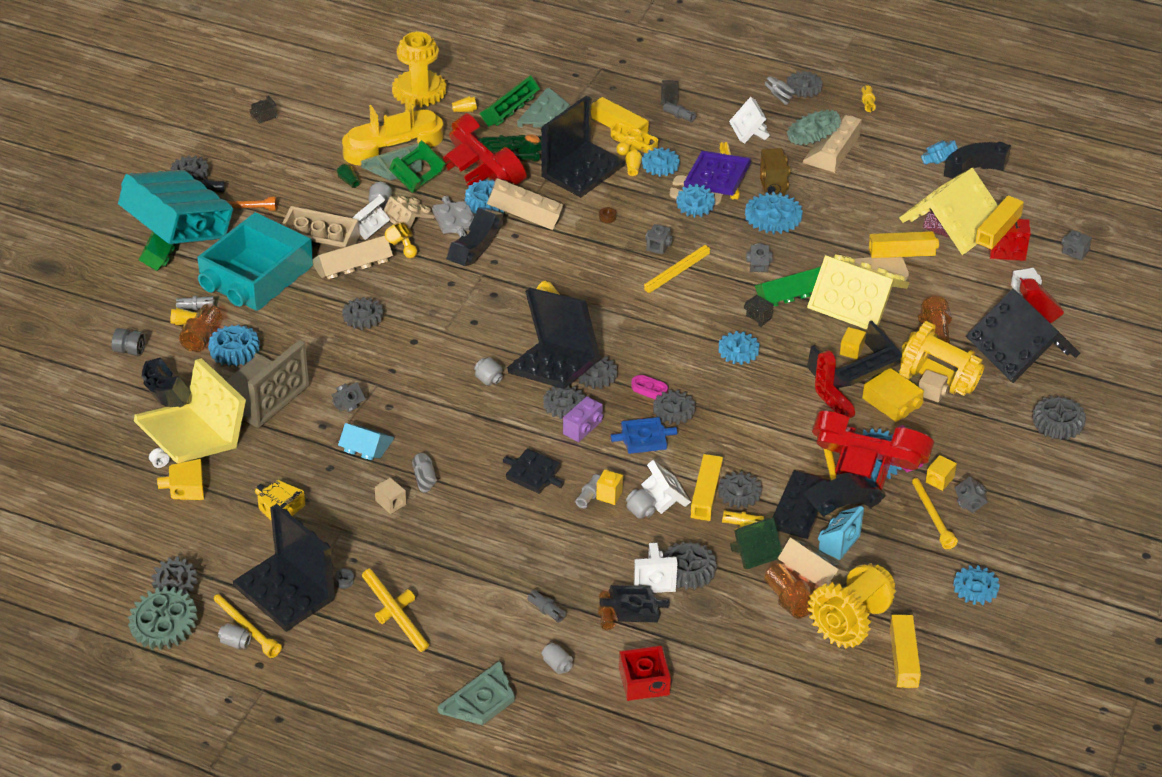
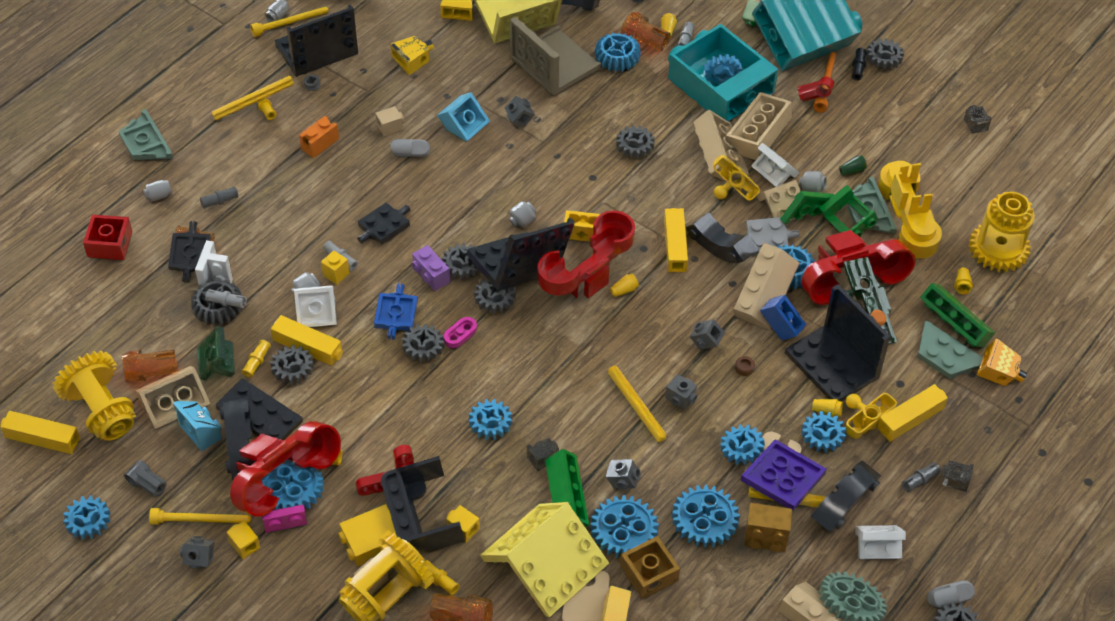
camera: 105 degrees right, 10 degrees up
(257, 254) = (721, 69): none -> dark azure gear
(258, 196) = (815, 89): none -> red piece
(419, 186) = (804, 204): none -> green wing
(433, 544) = (319, 137): none -> orange brick
(482, 269) = (675, 240): none -> yellow brick
(492, 324) = (583, 224): none -> yellow brick
(518, 275) = (611, 236): none -> red piece
(551, 77) = (1001, 364): none -> light orange torso
(556, 187) = (783, 317): none -> blue brick
(586, 227) = (707, 334): none -> dark grey brick
(694, 541) = (226, 298): none -> light grey pin
(723, 135) = (849, 492): none -> black brick
(804, 252) = (624, 525): none -> dark azure gear
(840, 230) = (650, 567): none -> pearl gold brick
(913, 561) = (142, 476): none -> dark grey piece

